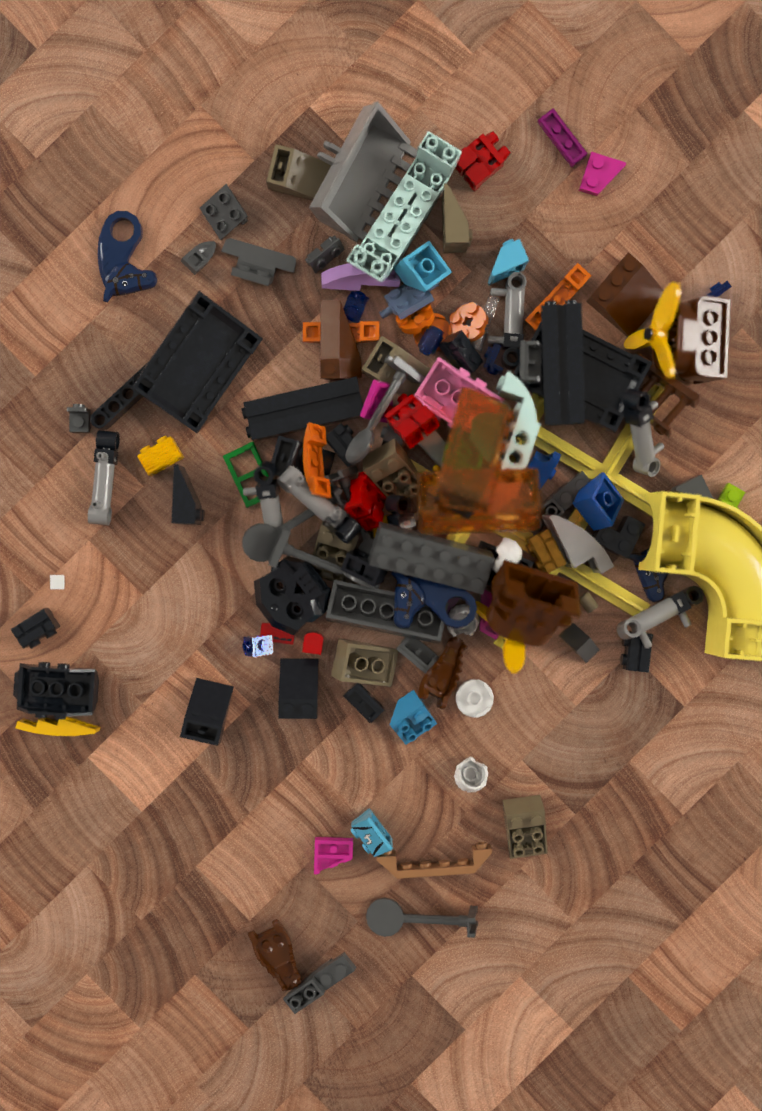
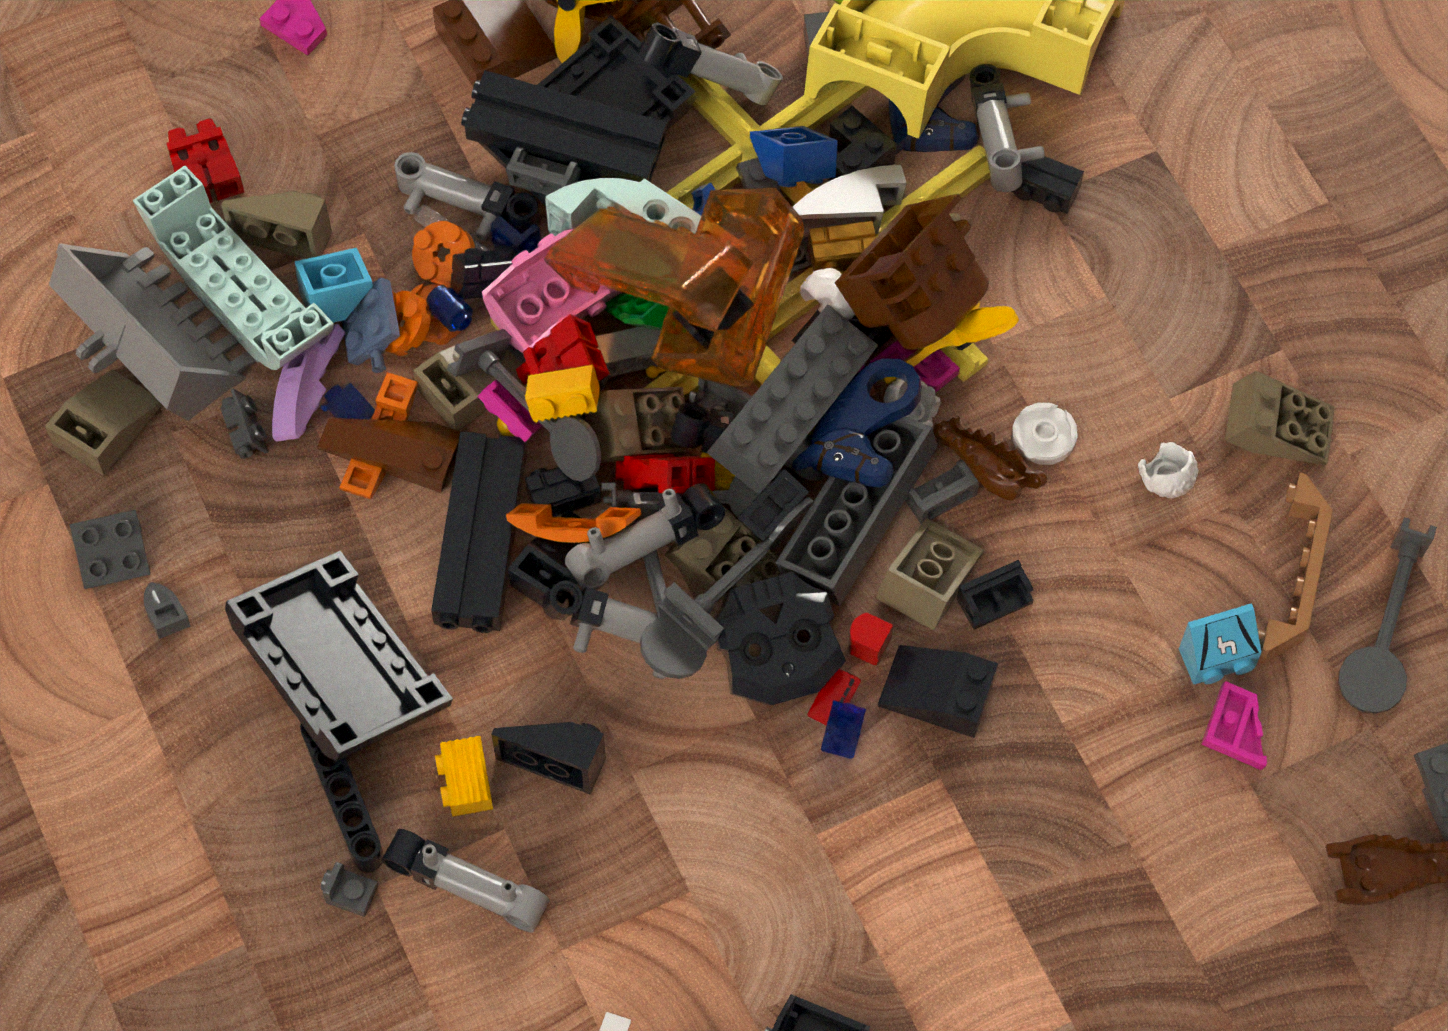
camera: 70 degrees left, 25 degrees down
(114, 256) = (103, 747): dark blue animal -> none
(207, 712) = (930, 842): black slope -> none
(250, 446) = (554, 673): green window -> none
(256, 262) = (211, 528): dark grey plate -> none
(383, 428) = (562, 393): none -> yellow brick
(411, 718) = (1044, 525): dark azure slope -> none
(509, 260) = (373, 167): medium azure slope -> none
(562, 137) = (219, 51): magenta tile -> none
(563, 291) = (448, 110): orange slope -> none
(579, 642) = (1006, 255): dark grey slope -> none

